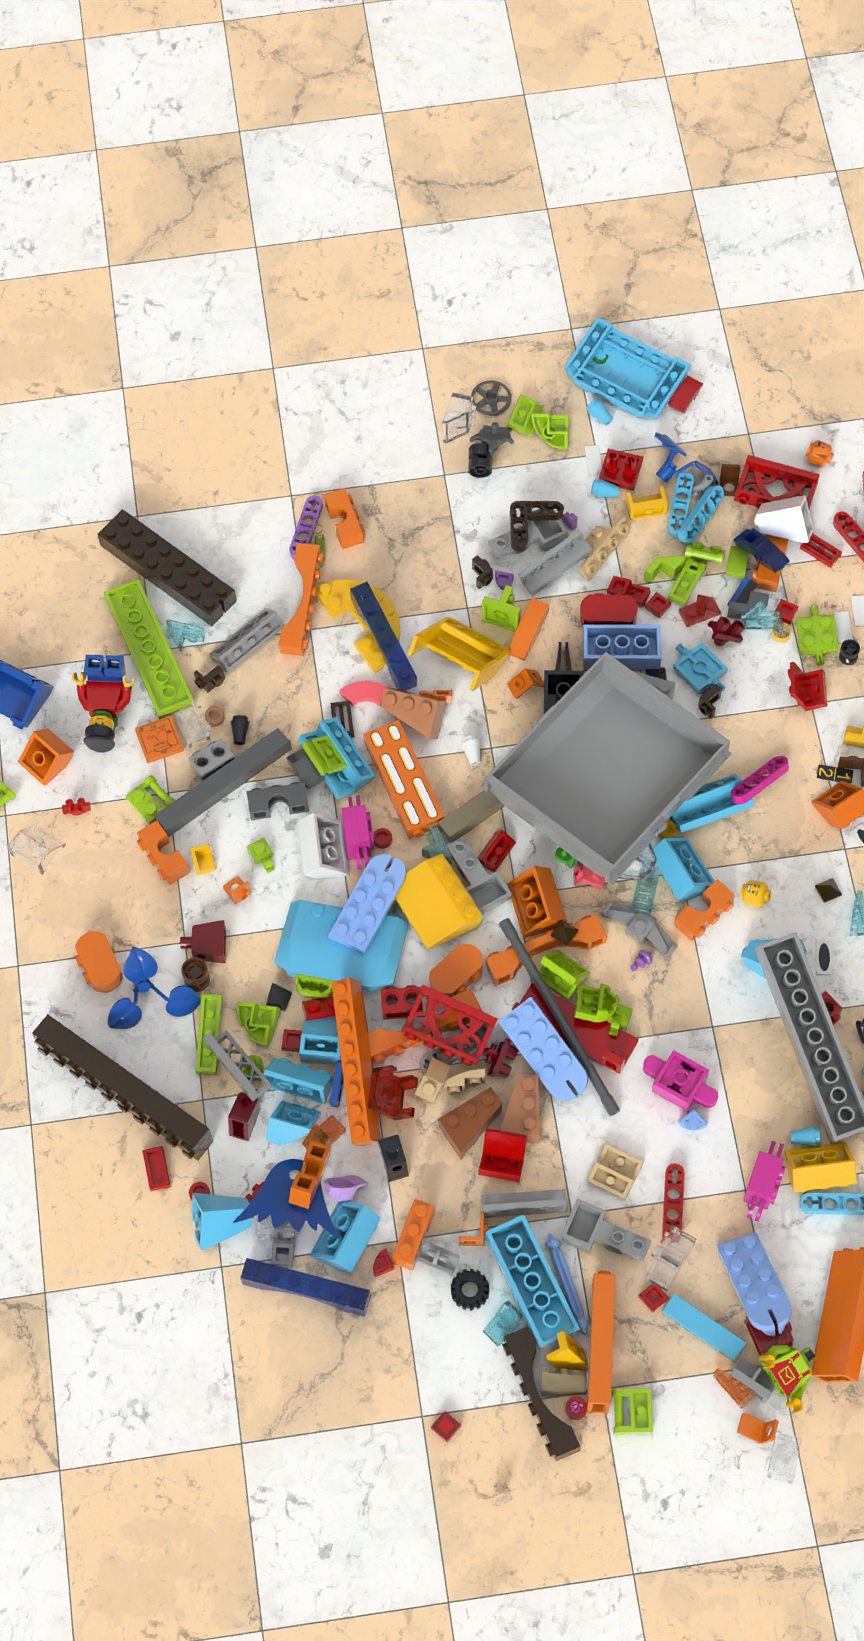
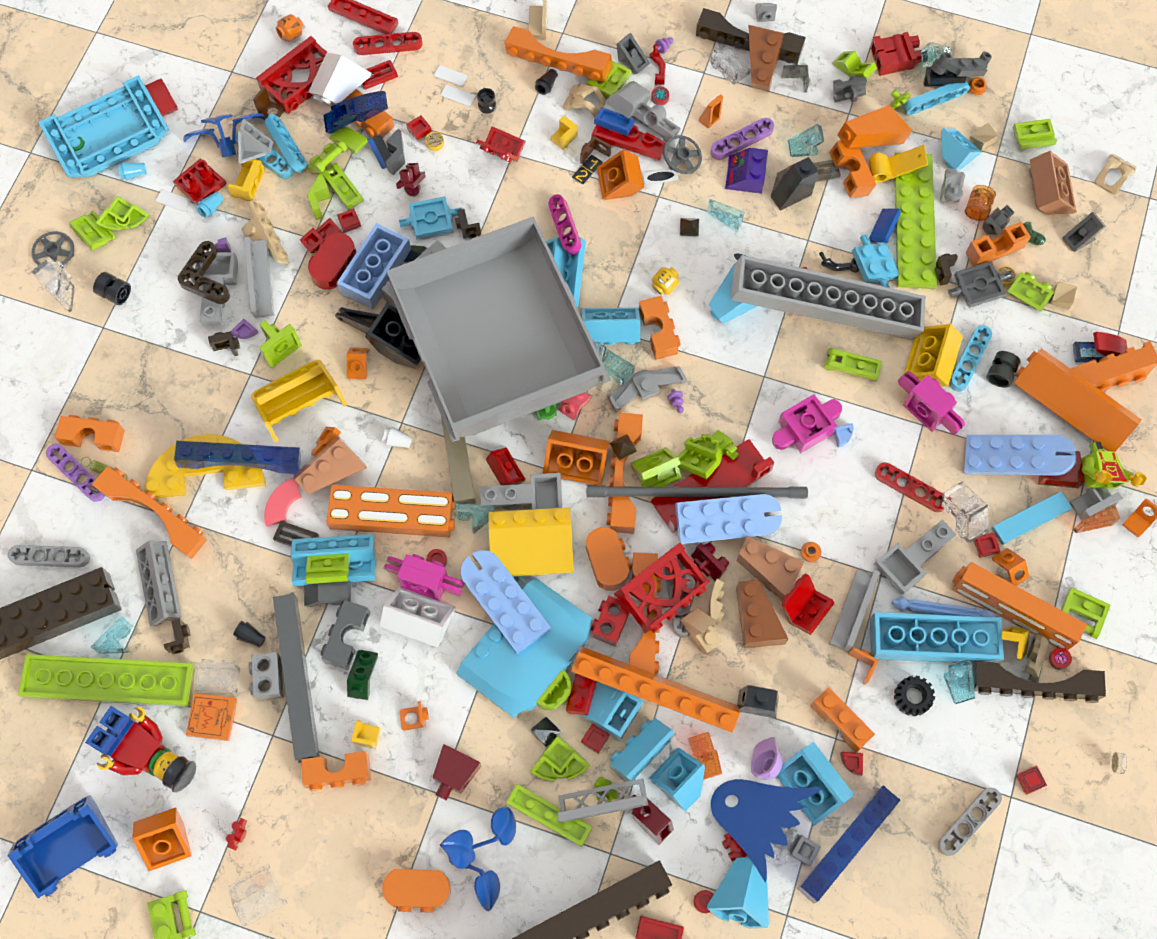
camera: 65 degrees left, 5 degrees up
(145, 803) = (275, 762): lime plate -> none
(195, 974) = (483, 798): reddish brown wheel -> none
(214, 716) = (219, 651): medium nougat tile -> none
(226, 549) = (49, 554): none -> light grey beam
(251, 827) = (359, 676): none -> dark green bracket
(262, 853) = (388, 676): lime plate -> none
(309, 1178) = (754, 794): orange arch -> none
(337, 1086) = (654, 712): blue tile -> none
(378, 1389) = (967, 819): none -> light grey beam
(388, 1092) = (697, 675): clear red panel -> none
(438, 1258) = (876, 708): light grey hips -> none
(493, 436) = (95, 264): dark grey piece -> none
(528, 628) = (307, 332): orange slope -> none
(558, 1147) = (811, 557): none -> orange plate
(615, 1171) = (859, 519): tan slope -> none
(645, 1323) = (1012, 563): none -> orange bracket
(678, 486) = (252, 143): none -> light grey slope
(701, 487) = (259, 123): light grey arm -> none
(701, 610) = (375, 192): clear red slope -> none
(760, 619) = (414, 150): clear light blue slope -> none
(769, 1099) = (853, 364): none -> lime plate
(806, 1136) = (901, 352): medium azure cone -> none
(817, 634) = (454, 116): lime plate -> none
(843, 1236) = (1003, 369): none -> pearl dark grey wheel

